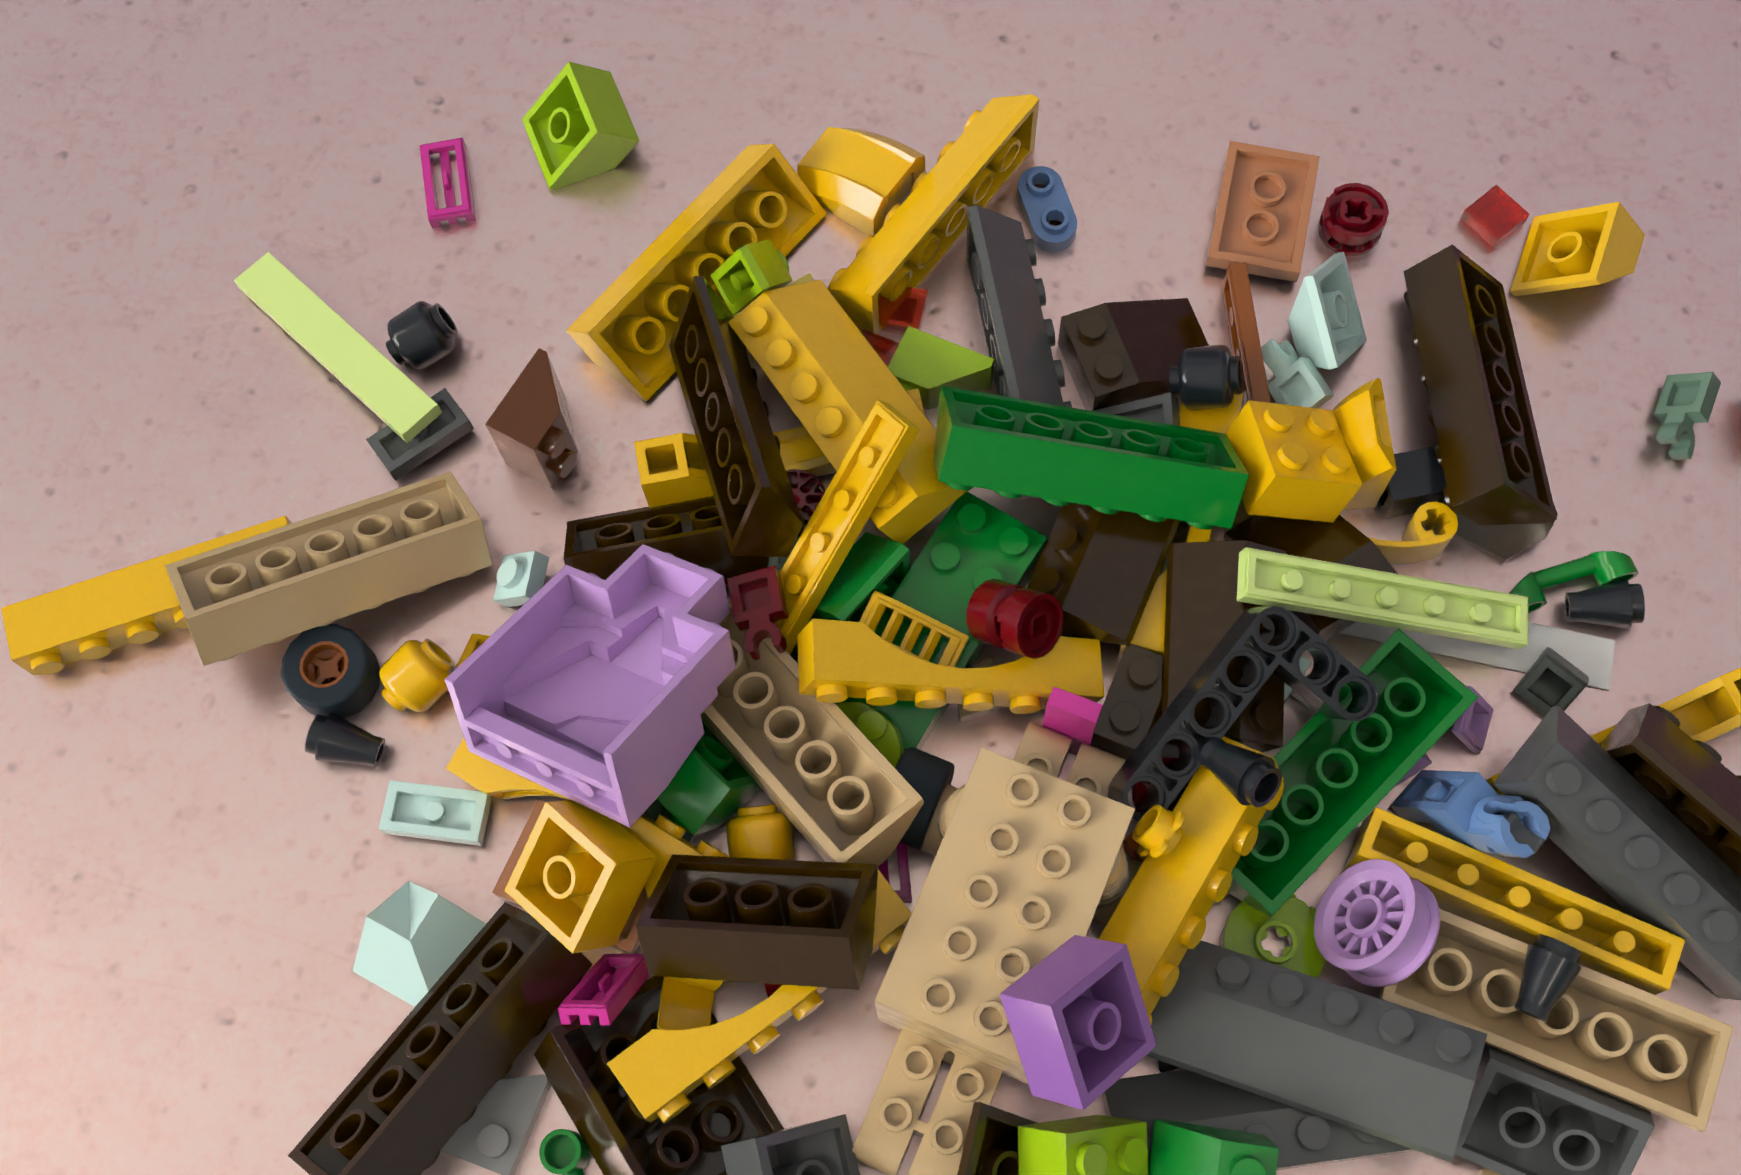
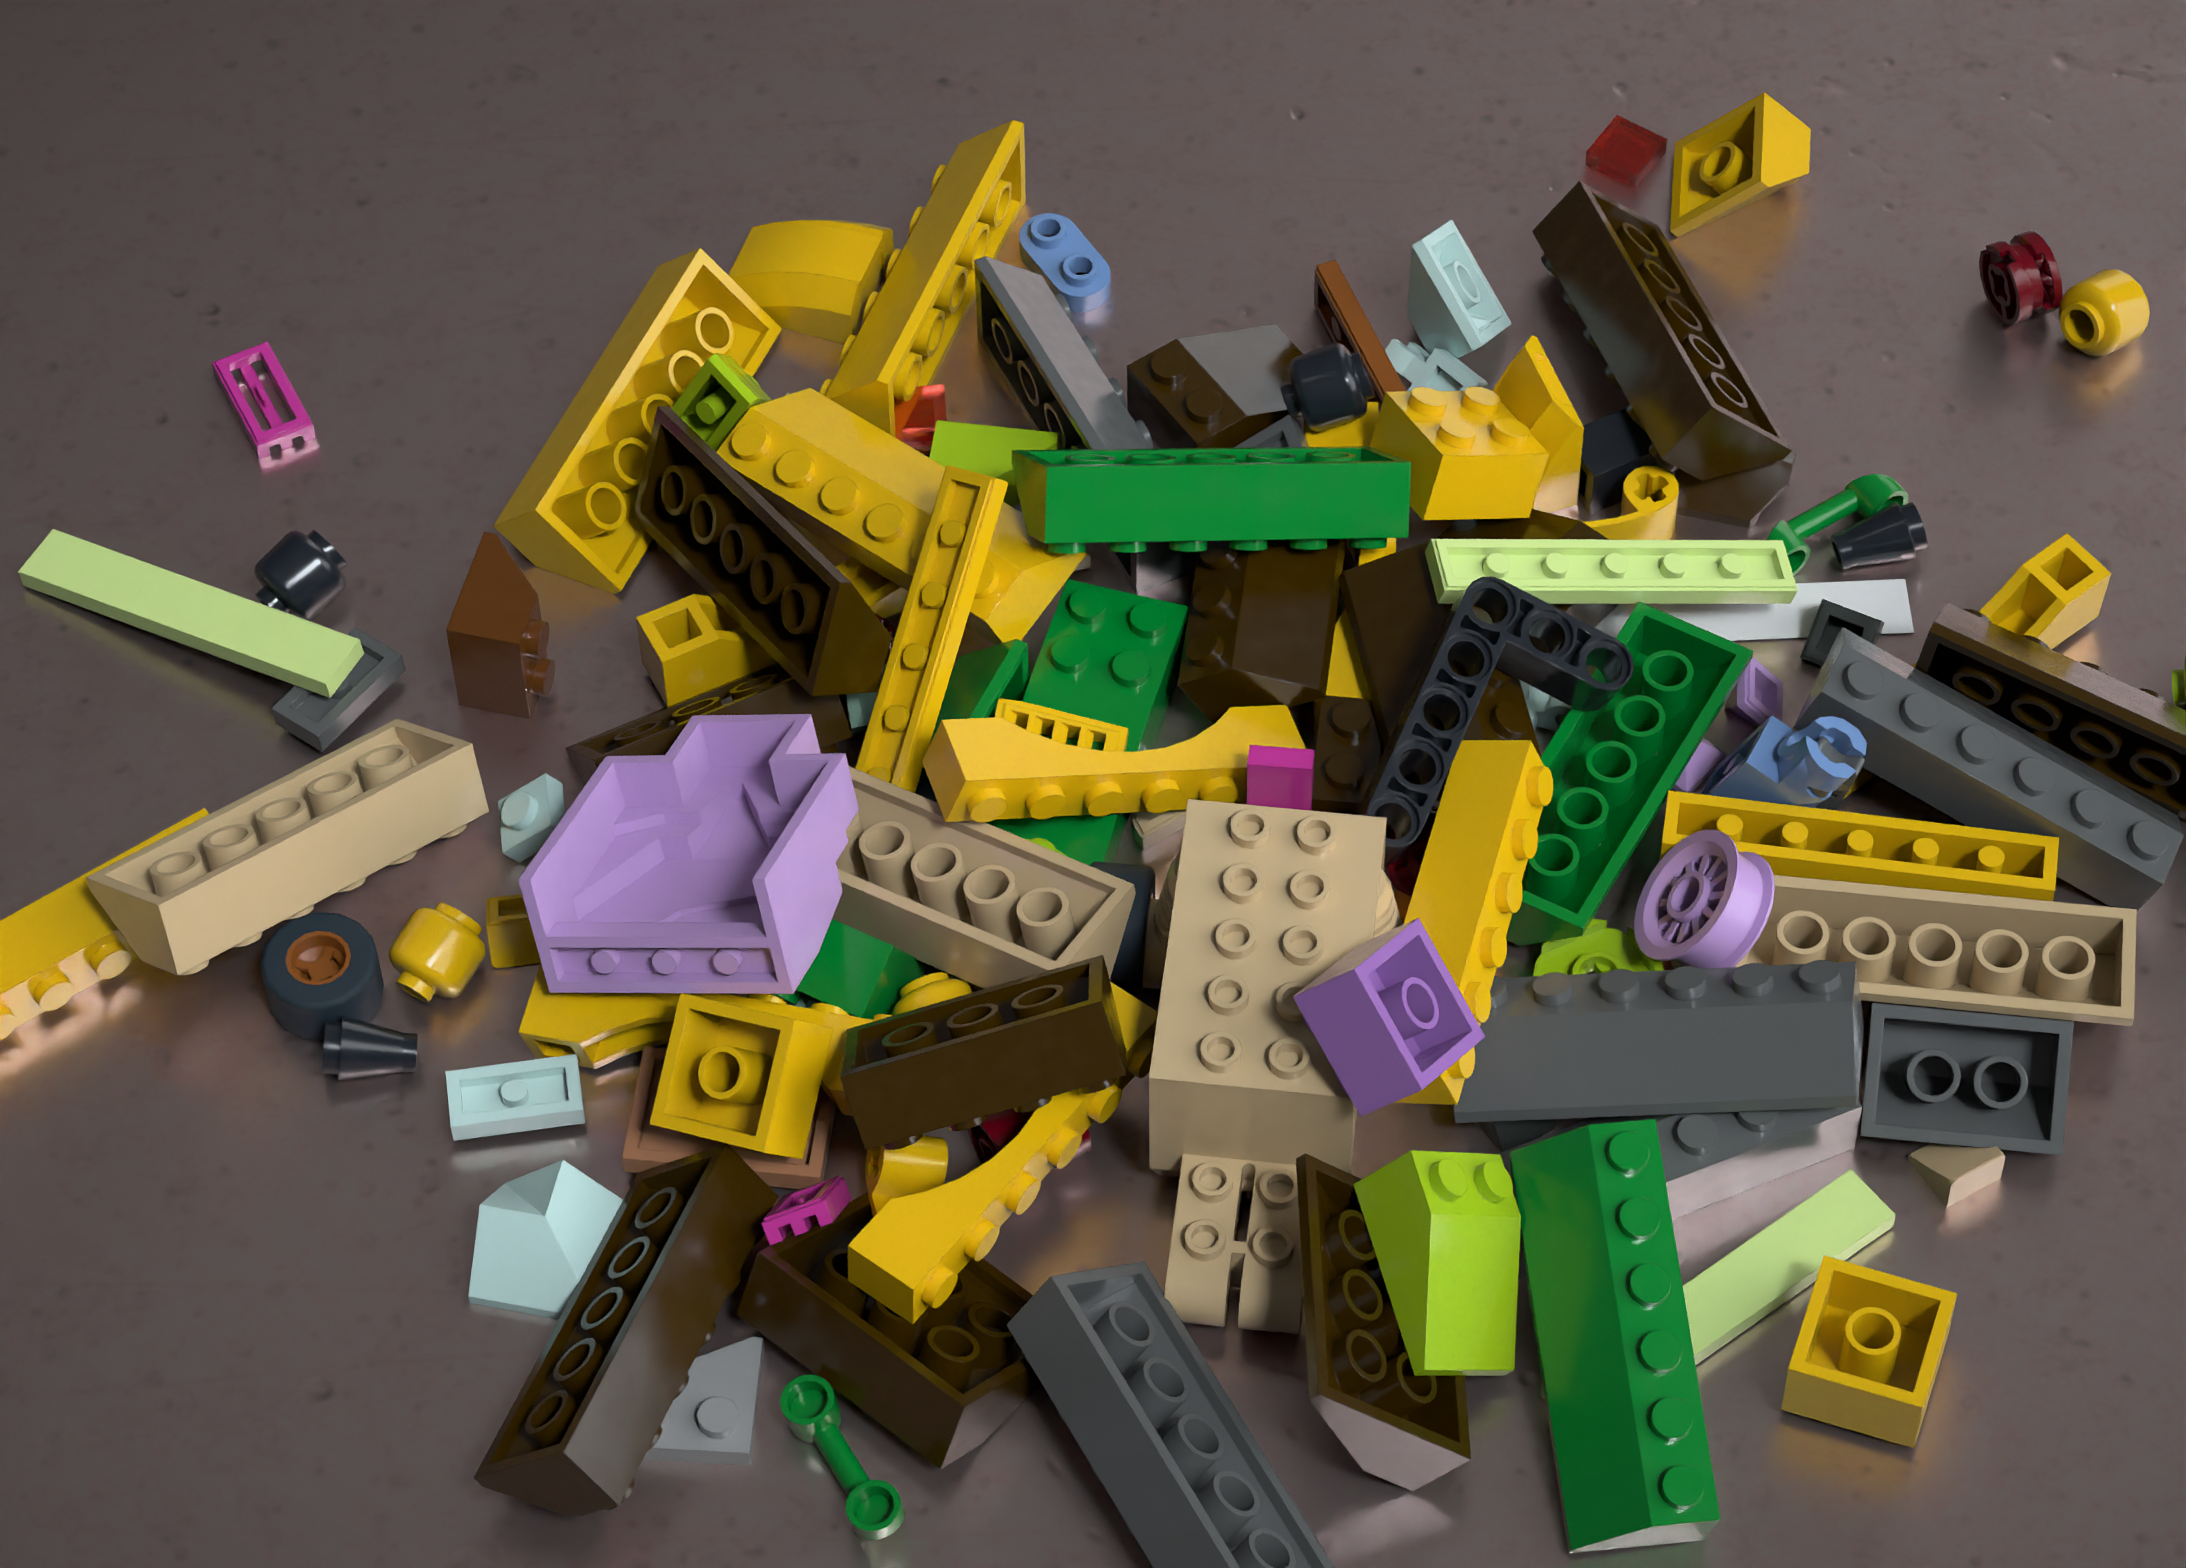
camera: 20 degrees left, 15 degrees down
(579, 126) = (422, 294): lime slope -> none
(756, 605) = (867, 747): dark red plate -> none
(1014, 618) = (1178, 689): dark red wheel -> none
(1158, 831) = (1421, 845): yellow plate -> none
(1244, 773) = (1501, 755): black cone -> none
(1263, 210) = (1339, 203): nougat plate -> none
(1367, 222) = (1453, 186): dark red wheel -> none
(1546, 976) = (1909, 898): black cone -> none
(1682, 403) = (1907, 307): sand green plate -> none

